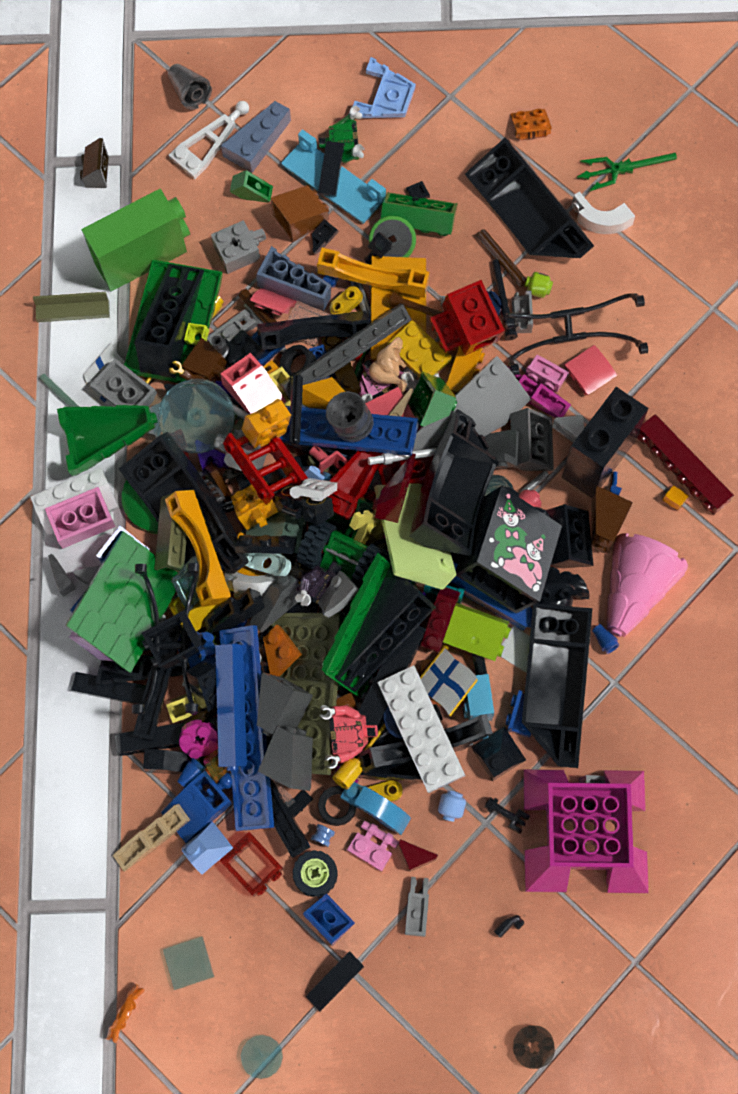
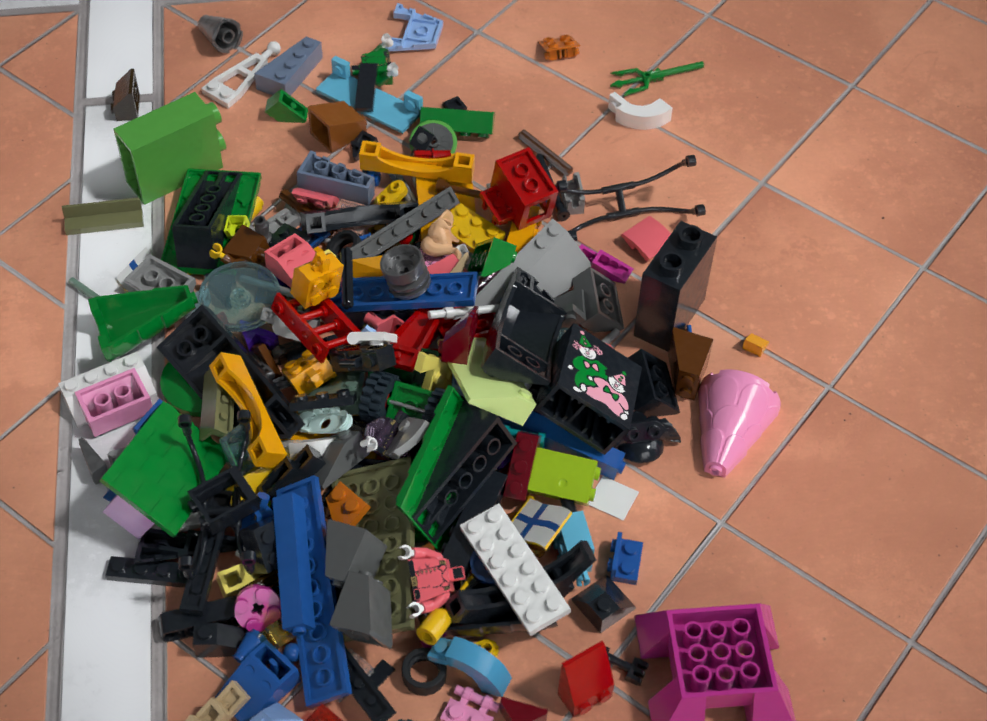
camera: 10 degrees left, 20 degrees down
(237, 246) = (275, 155): light grey hinge -> none
(322, 835) = (409, 704): medium blue wheel -> none
(389, 262) = (432, 154): none -> red axle
(452, 805) = (554, 656): light blue head -> none
(473, 833) = (586, 679): none -> red slope
(527, 204) = (565, 105): black slope -> none
(539, 284) = (587, 169): lime head -> none
(546, 373) = (607, 242): bright pink bracket -> none
(557, 679) = (659, 517): black slope -> none
(569, 426) = (630, 286): white slope -> none
(605, 639) = (706, 479): blue cone -> none
(684, 464) = (760, 313): dark red brick -> none

